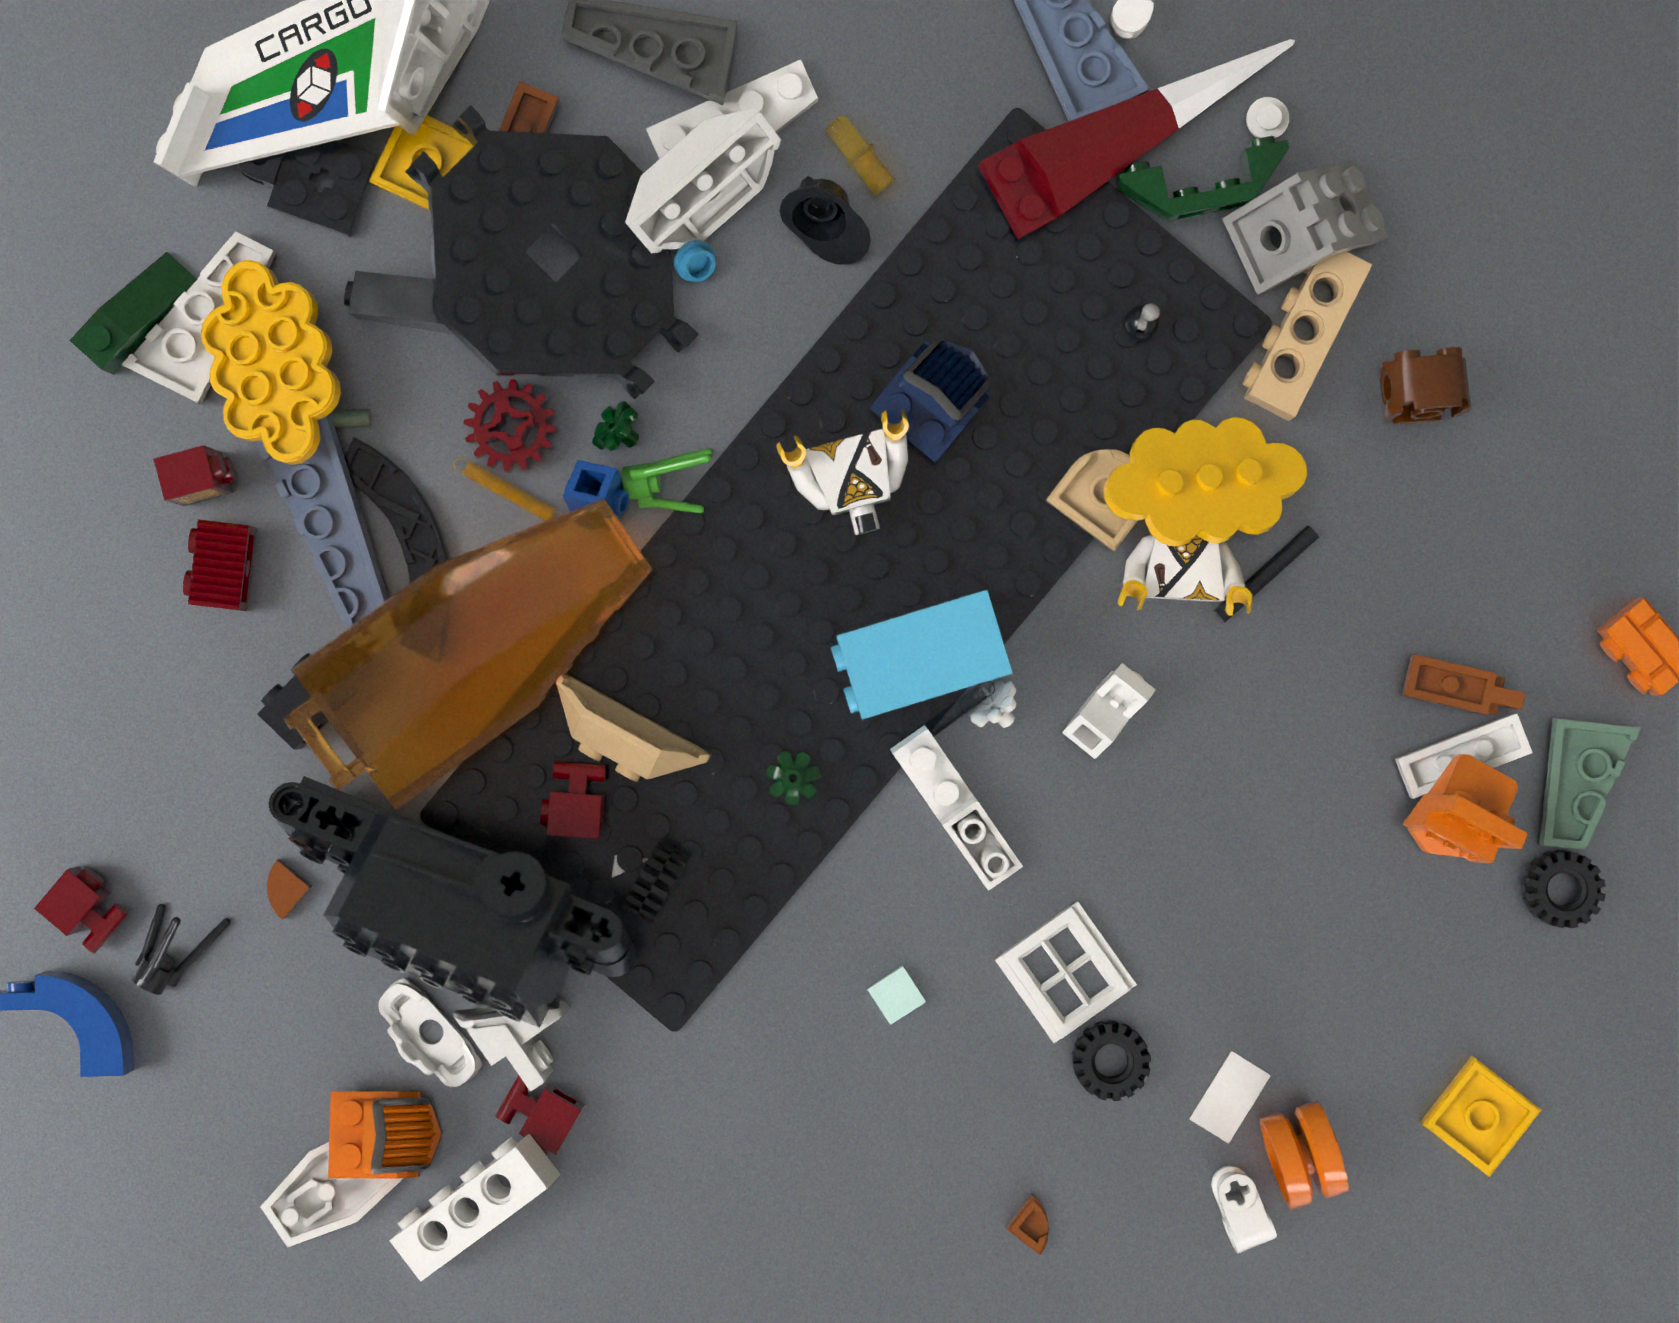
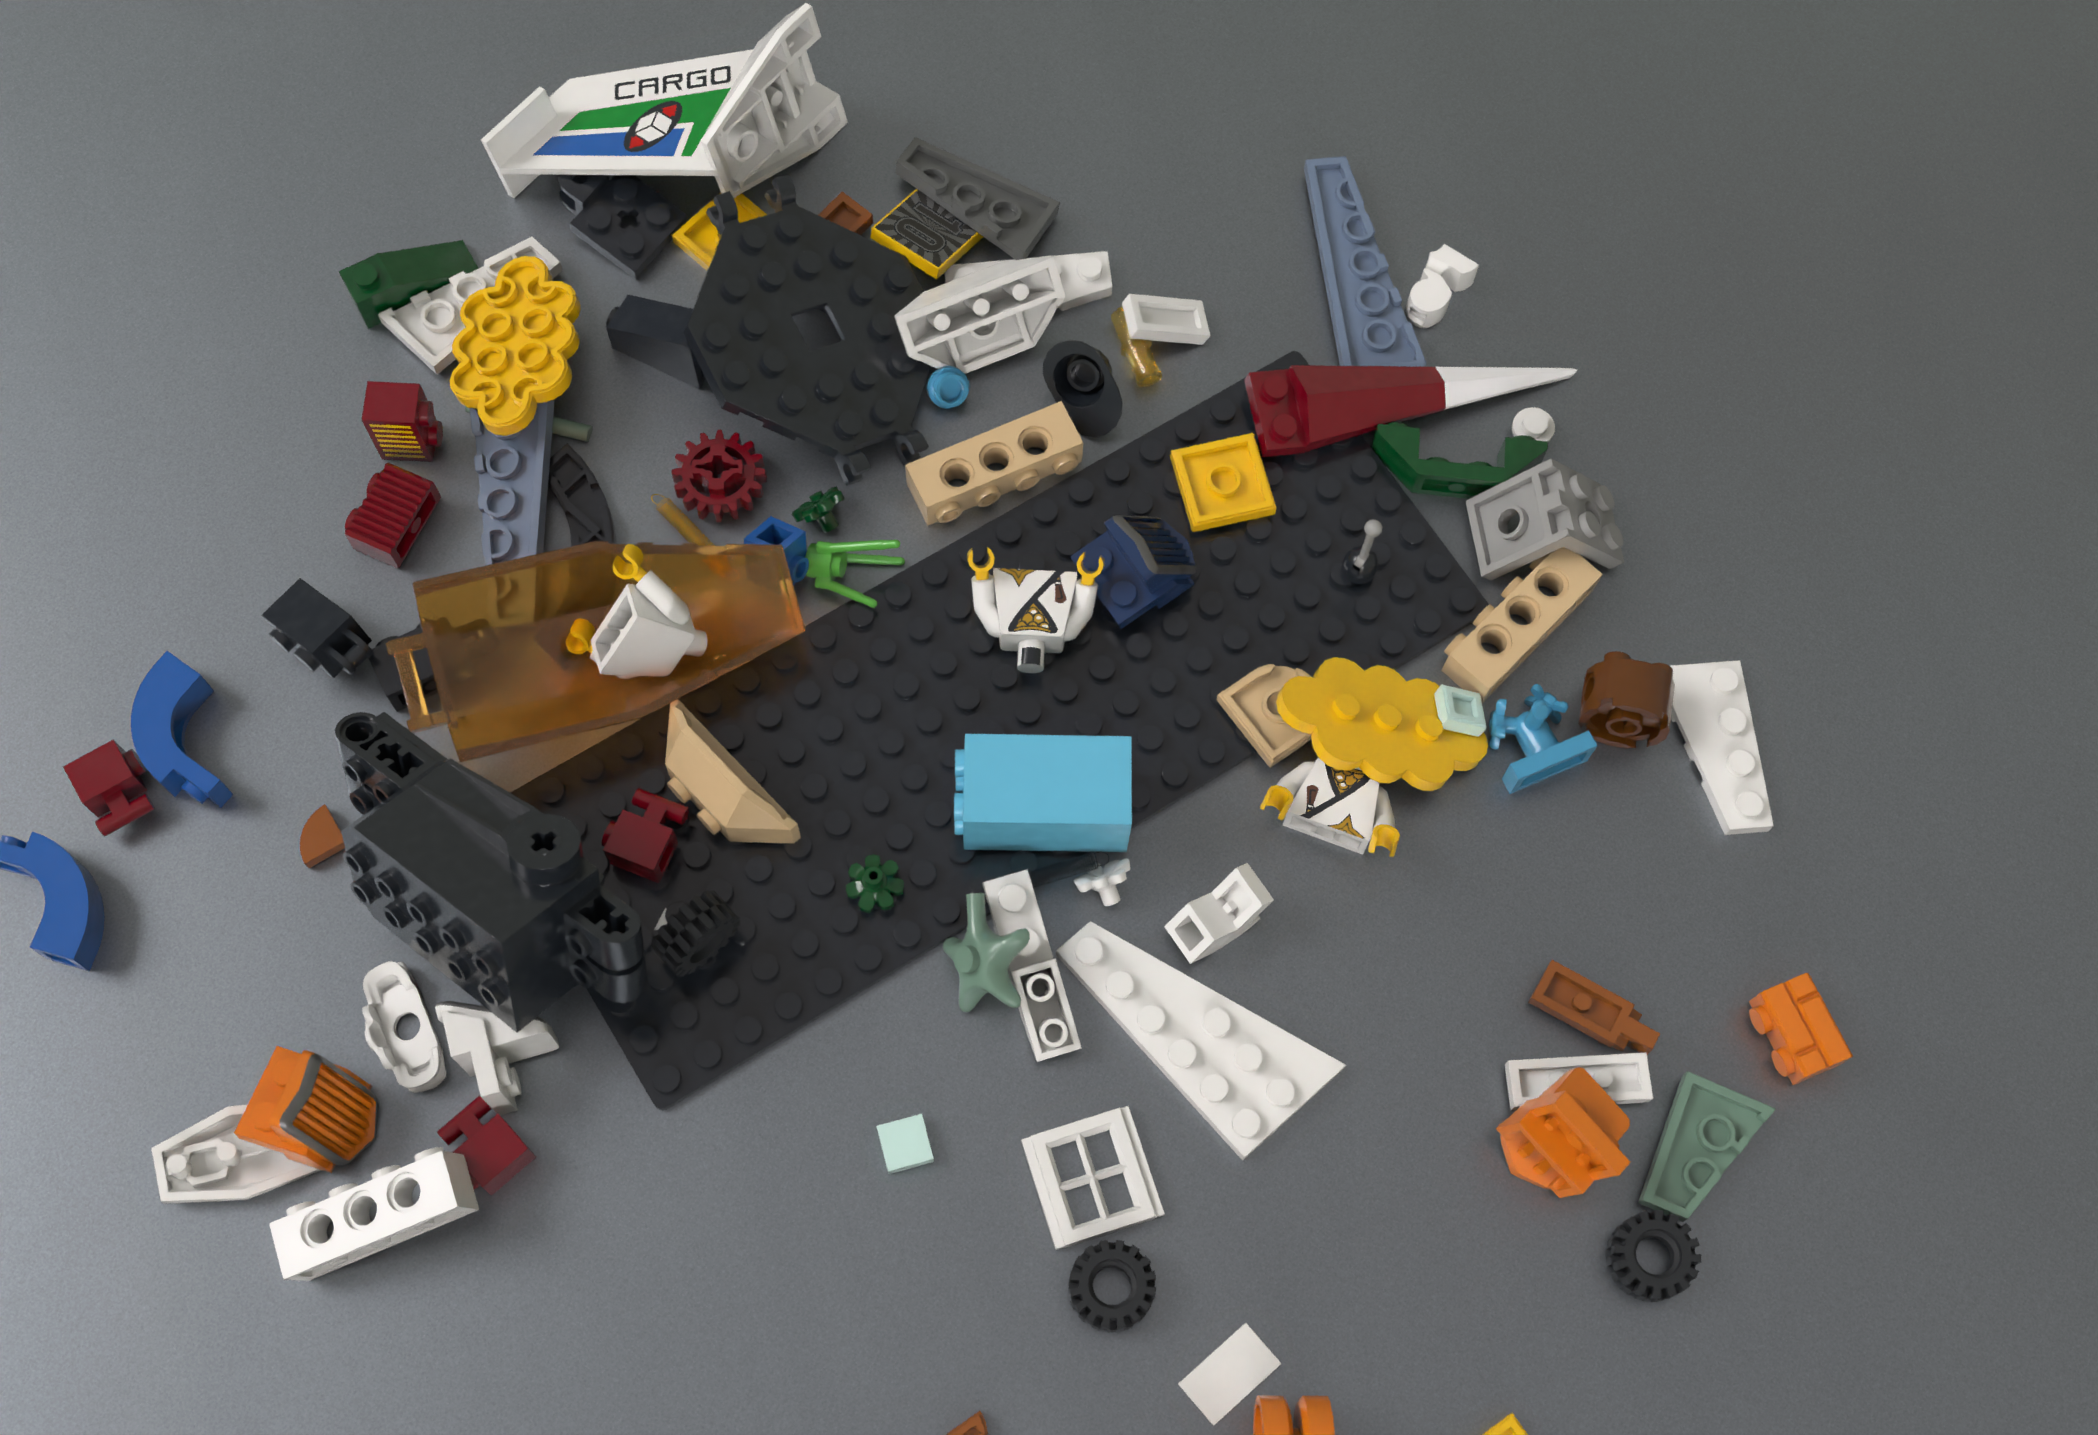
camera: 15 degrees right, 20 degrees down
(99, 842) = (159, 724): none -> blue arch
(155, 966) = (156, 871): black plant -> none
(206, 706) = (317, 630): none -> black brick
(504, 621) = (644, 628): none -> white torso
(616, 101) = (925, 234): none -> tile
(805, 276) = (1007, 444): none -> tan brick
(882, 120) = (1166, 319): none -> white tile
(914, 819) = (984, 958): none -> sand green animal
(988, 278) = (1223, 482): none -> yellow tile
(1142, 829) = (1219, 1055): none -> white wing
(1272, 441) = (1460, 710): none -> light aqua tile
(1273, 568) = (1420, 839): black bar -> none
(1349, 445) = (1542, 750): none -> dark azure piece
(1517, 387) = (1721, 739): none -> white wing

